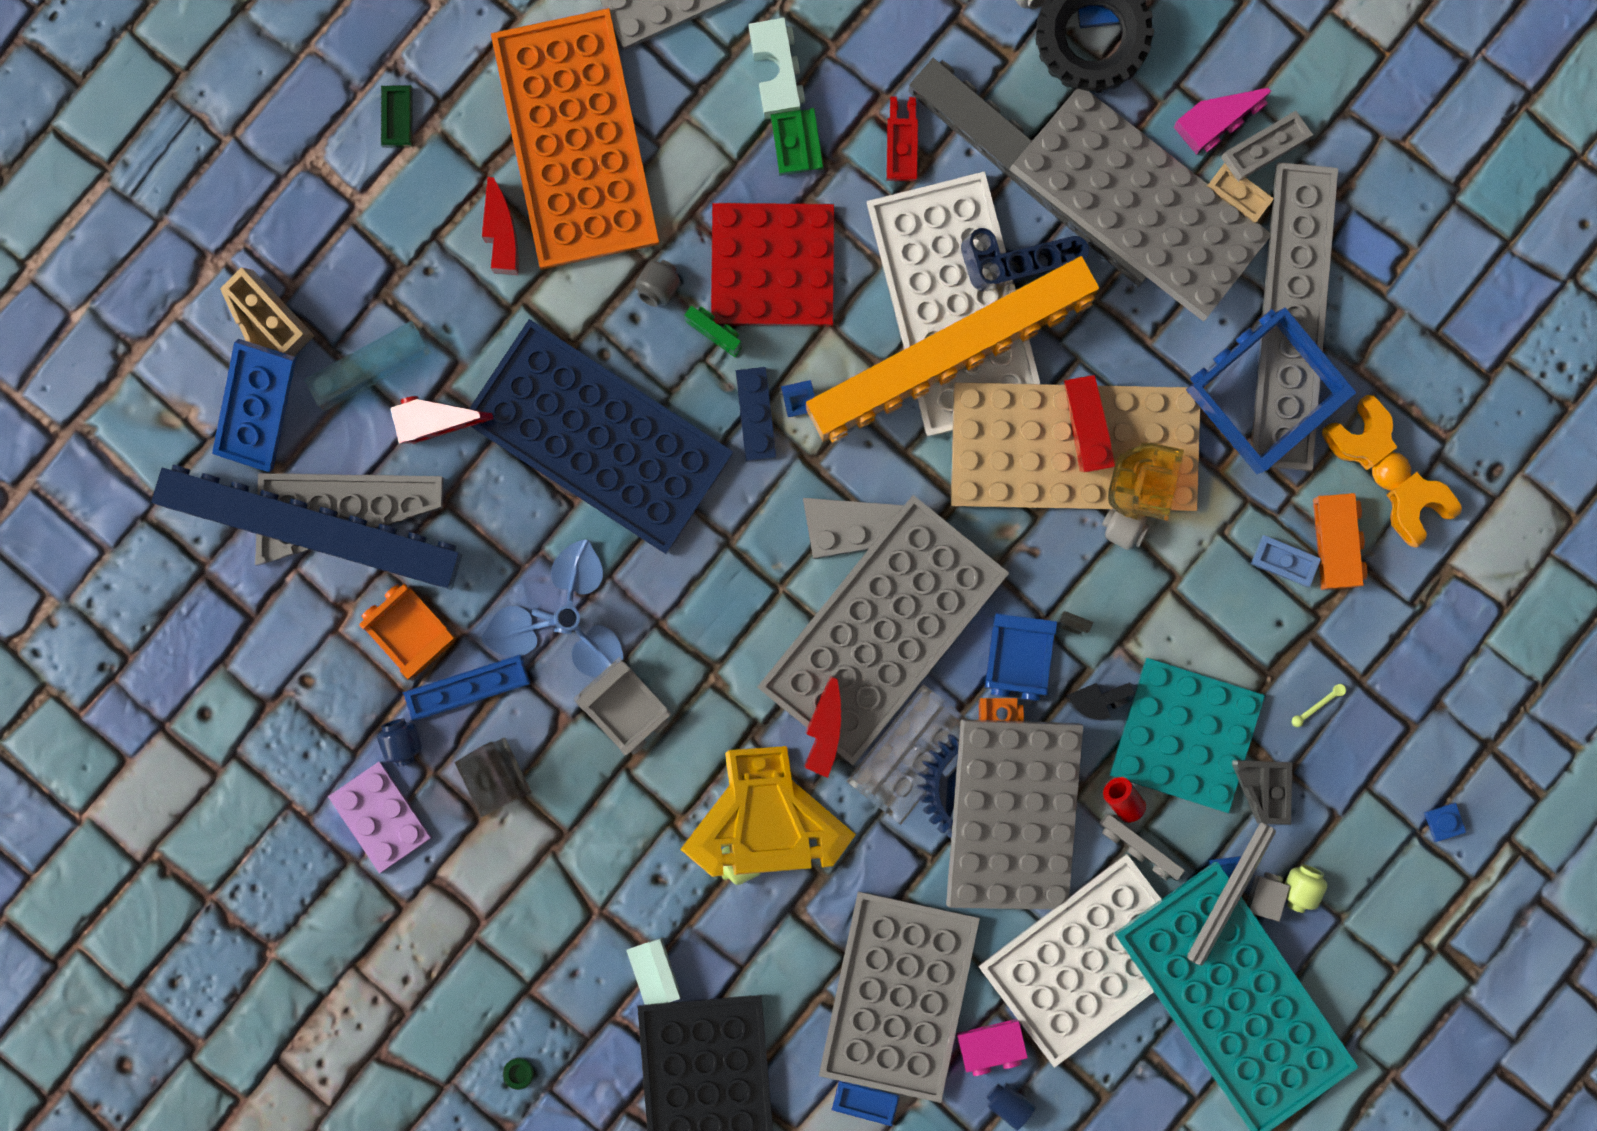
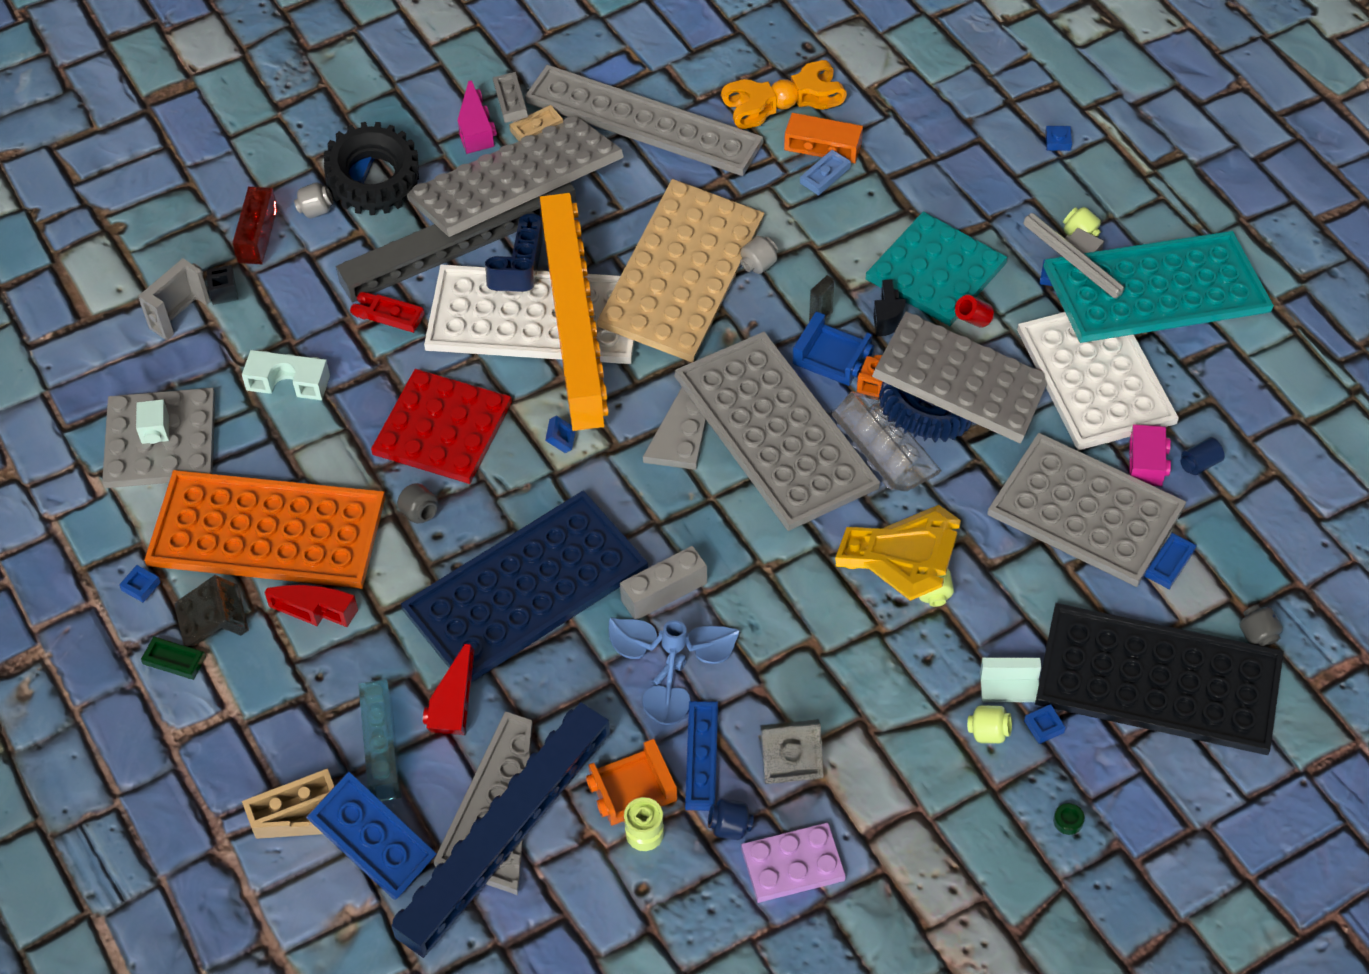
camera: 75 degrees left, 30 degrees down
(362, 661) = (644, 824): none -> yellowish green wheel
(456, 131) = (208, 609): none -> clear smoke bracket
(465, 41) = (139, 583): none -> blue plate
(592, 967) = (990, 724): none -> yellowish green head
(614, 1021) = (1044, 724): none -> blue plate
(623, 707) = (767, 632): light grey panel -> none
(646, 579) = (663, 583): none -> light grey brick
(723, 337) = (477, 473): green plate -> none
(755, 414) = (559, 471): dark blue plate -> none
(796, 141) = (352, 378): green plate -> none
(826, 729) = (843, 482): red slope -> none
(1088, 424) = (673, 242): red slope -> none
(1140, 848) = (1019, 312): light grey plate -> none
(1146, 481) = (729, 217): clear yellow brick -> none
(1267, 789) = (996, 227): dark grey wing -> none
(1312, 354) = (687, 105): blue window -> none
(1338, 690) = (935, 172): yellowish green hinge -> none

